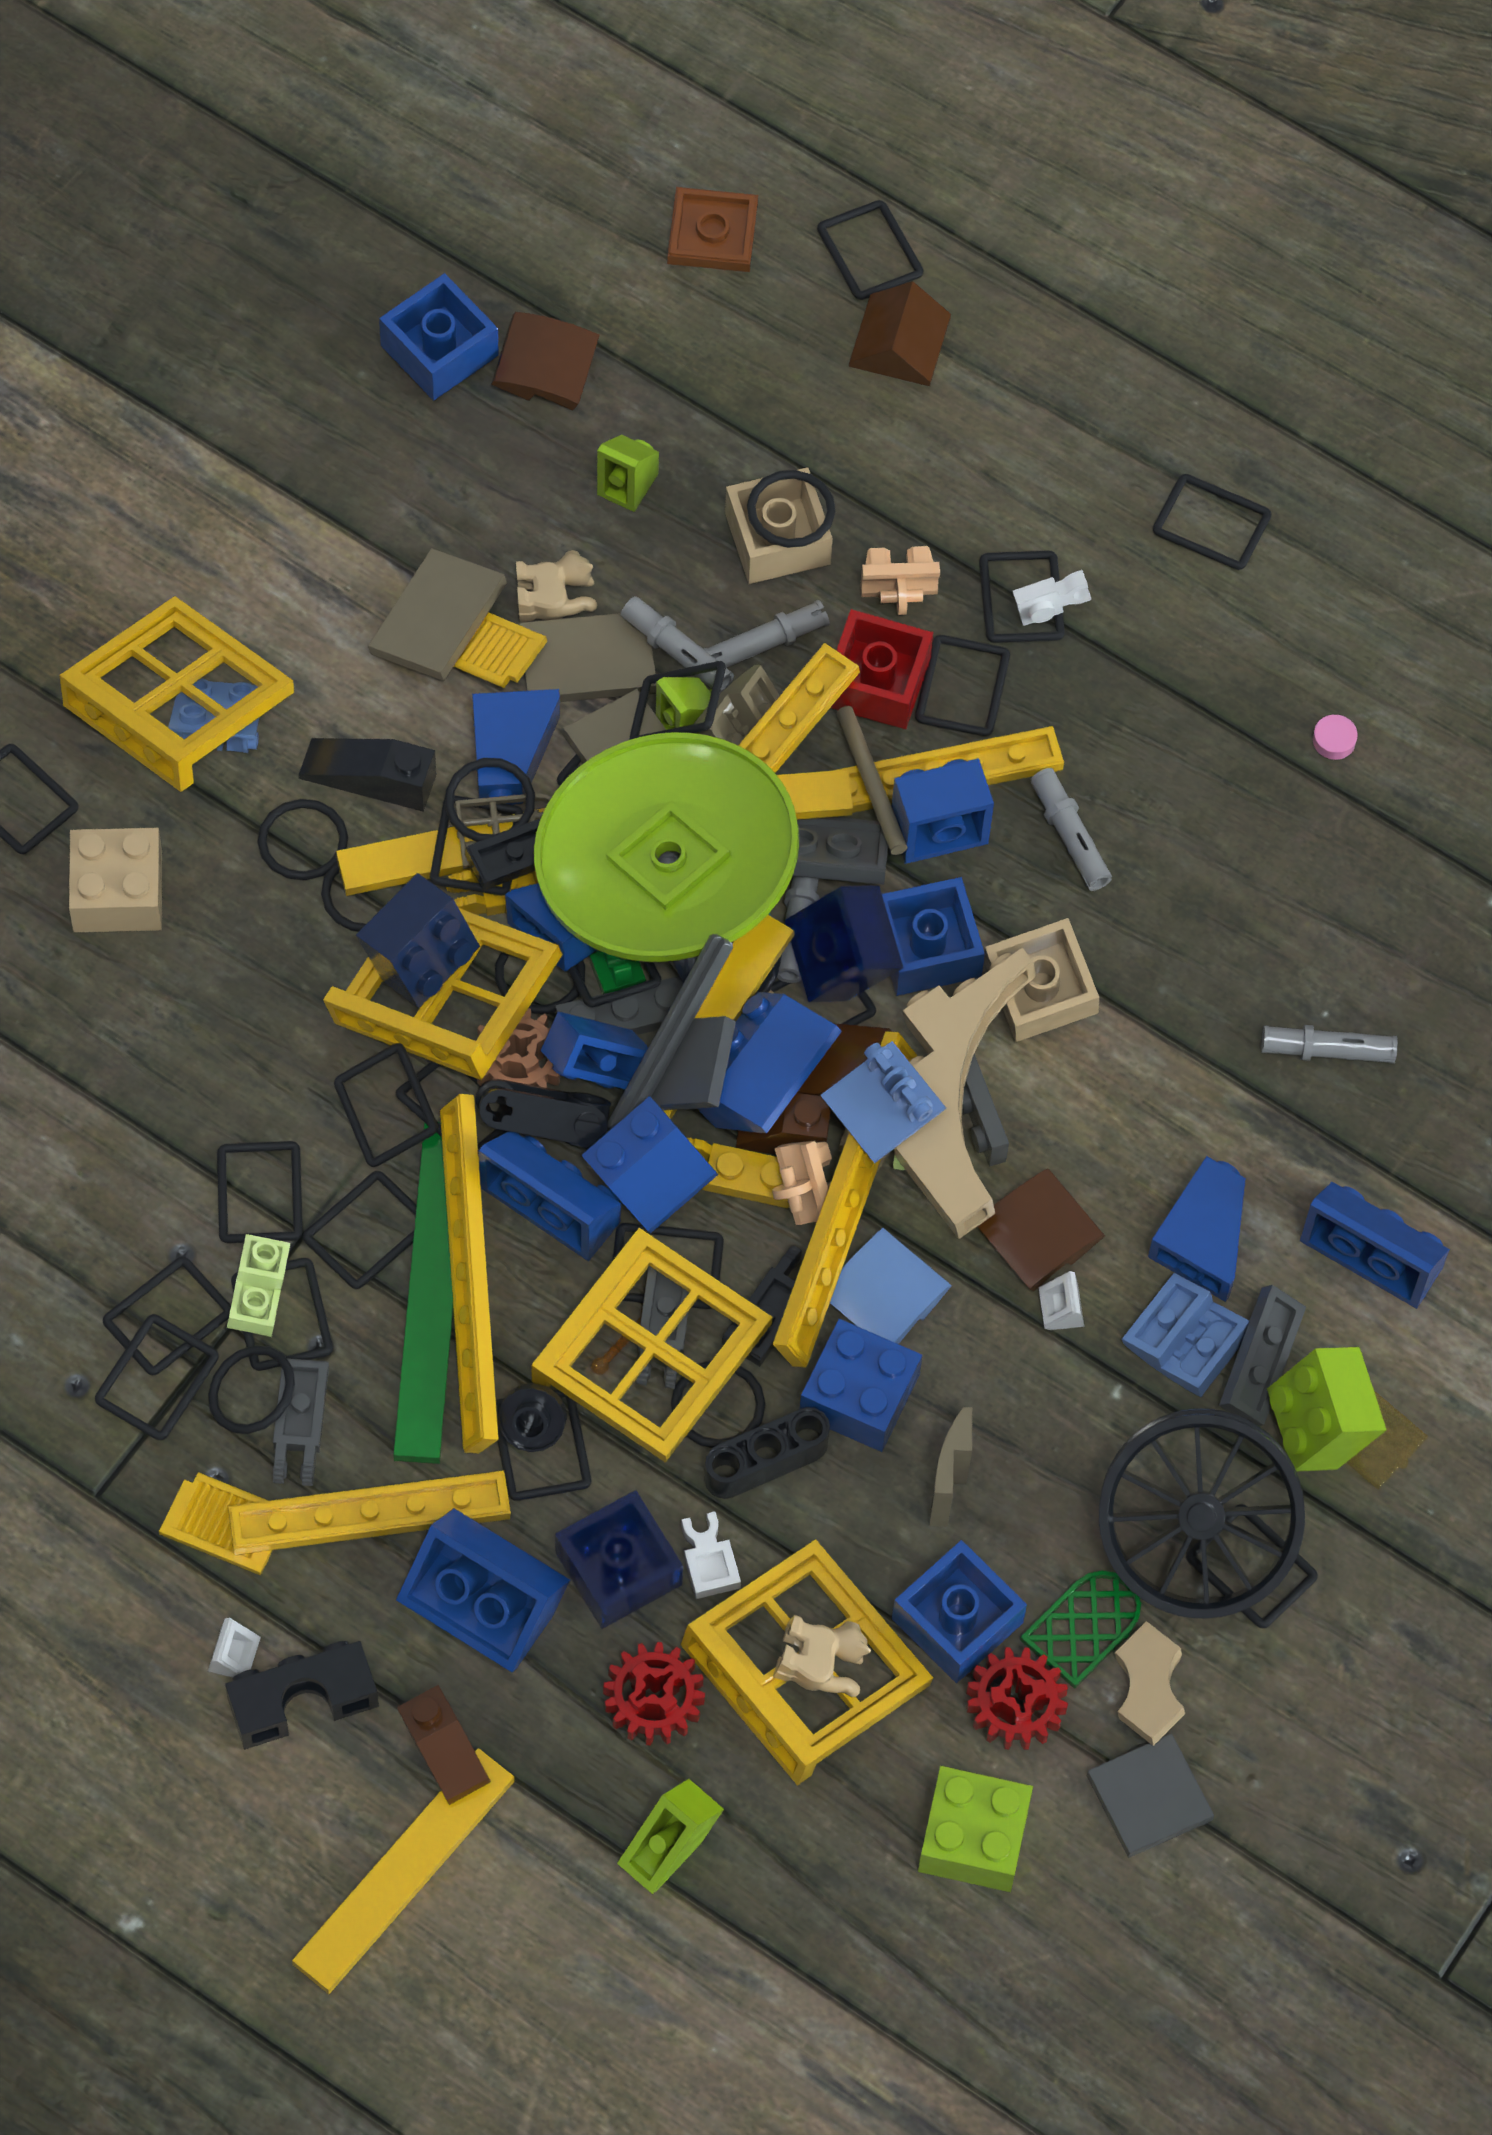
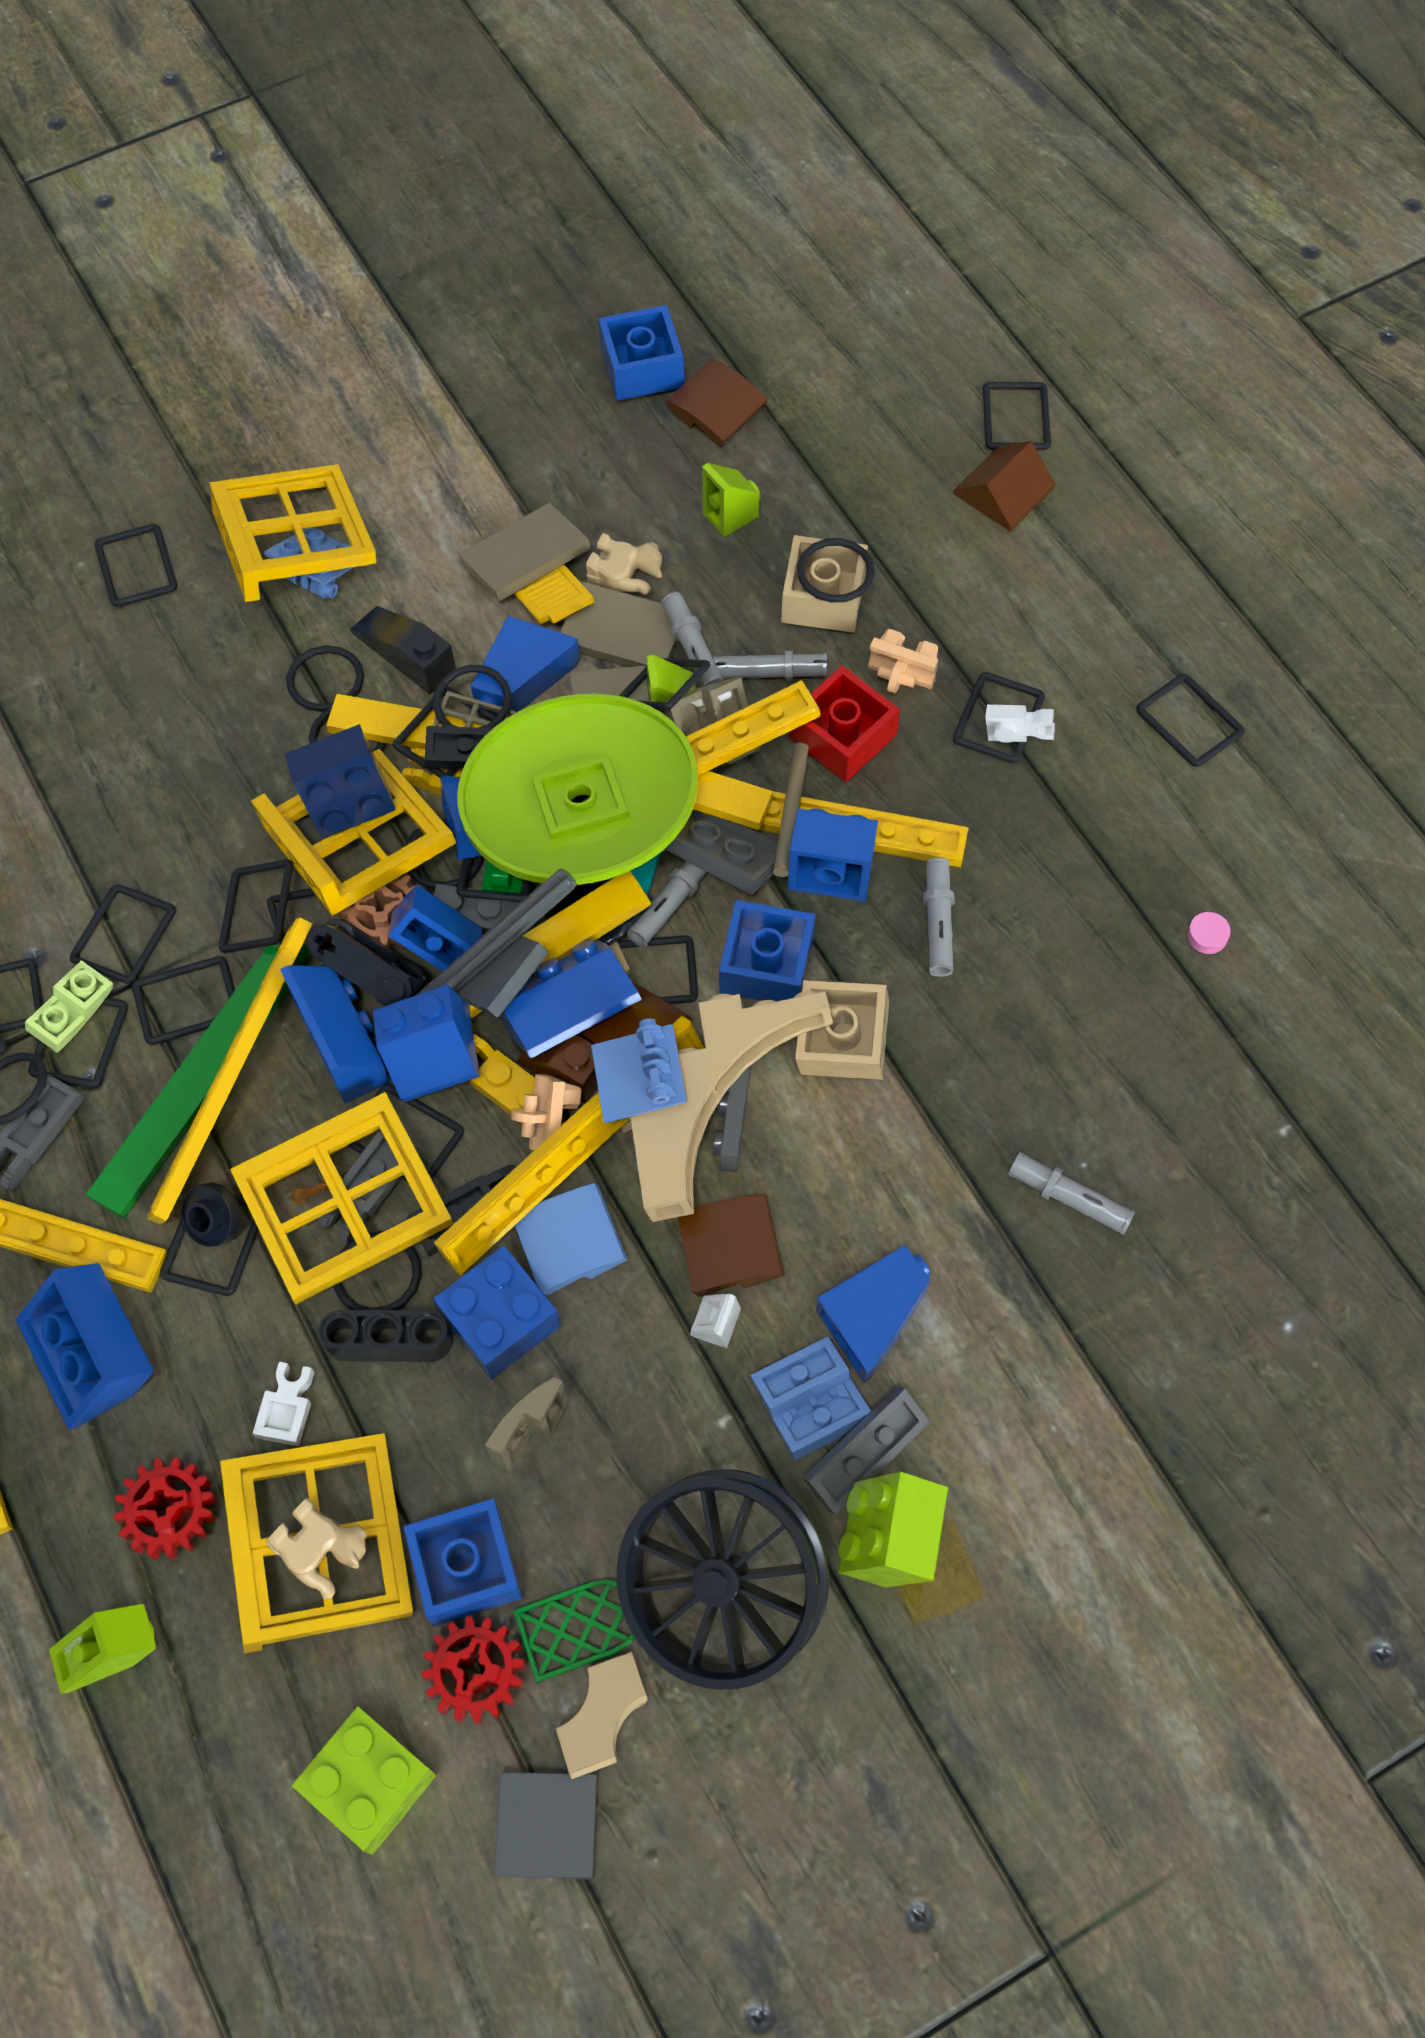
camera: 30 degrees right, 0 degrees up
(115, 880) = (160, 648): tan brick -> none
(619, 1559) = (202, 1373): clear blue brick -> none
(712, 229) = (900, 357): dark orange tile -> none
(844, 943) = (687, 928): clear blue brick -> none
(996, 693) = (933, 789): black piece -> none
(1225, 1590) = (777, 1693): black piece -> none
(1374, 1243) = (1021, 1390): blue slope -> none

